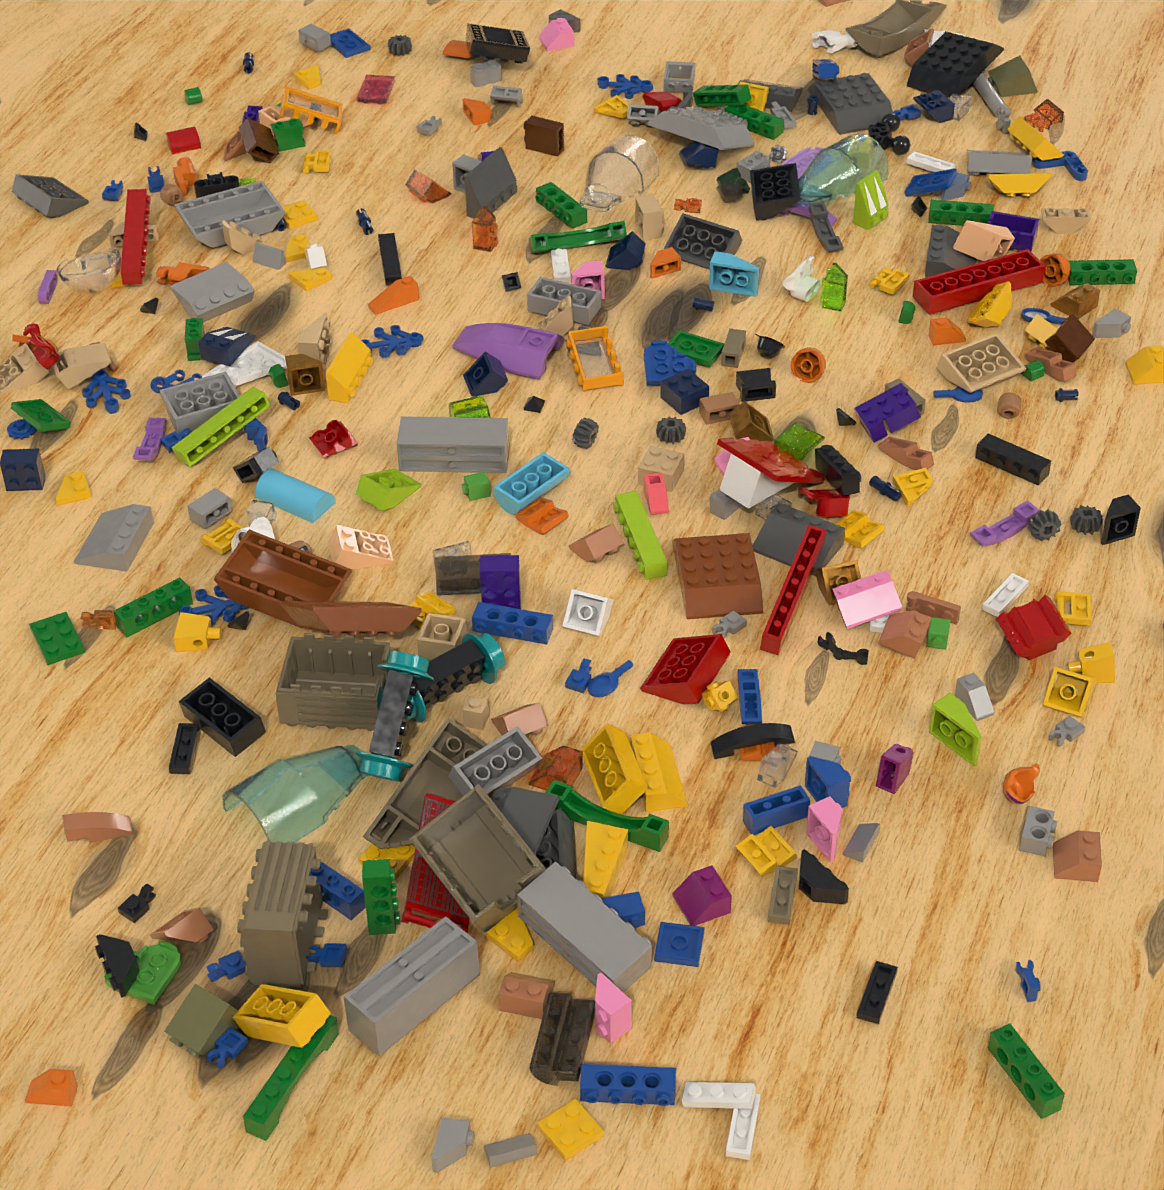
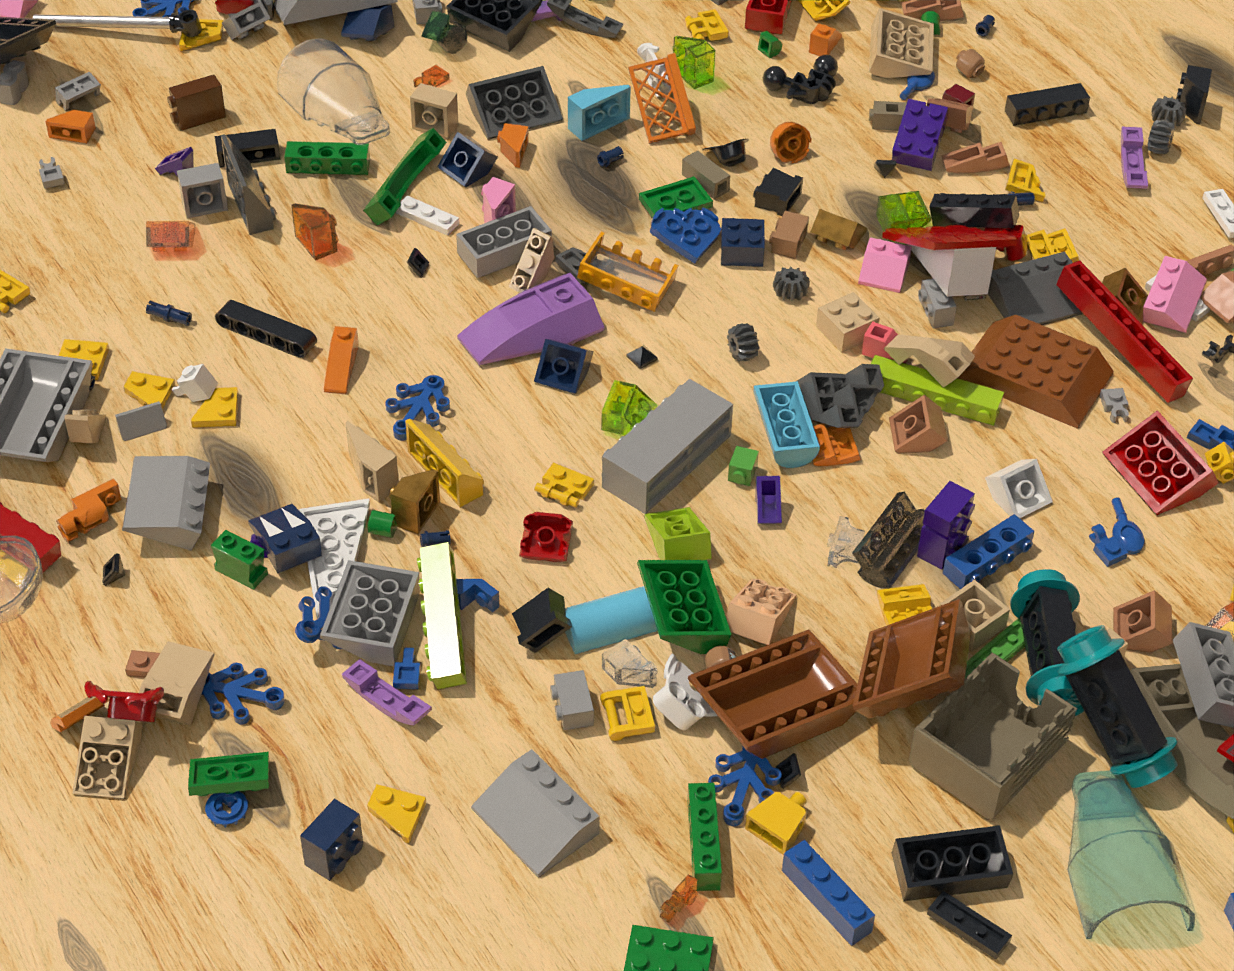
camera: 55 degrees left, 5 degrees up
(154, 676) = (828, 892): none -> blue brick
(319, 507) = (685, 603): none -> green slope
(390, 425) = (568, 482): none -> yellow plate
(456, 504) = (768, 499): none -> dark purple slope
(533, 173) = (254, 145): none -> black brick
(581, 493) = (841, 398): none -> dark grey brick
(603, 92) = (186, 22): none -> flat silver piece
(661, 514) = (940, 357): none -> tan brick
(784, 295) = (679, 95): none -> orange fence
(888, 350) = (809, 90): none -> black piece
(933, 416) = (958, 114): none -> nougat slope
(959, 418) = (959, 94): none -> dark red brick

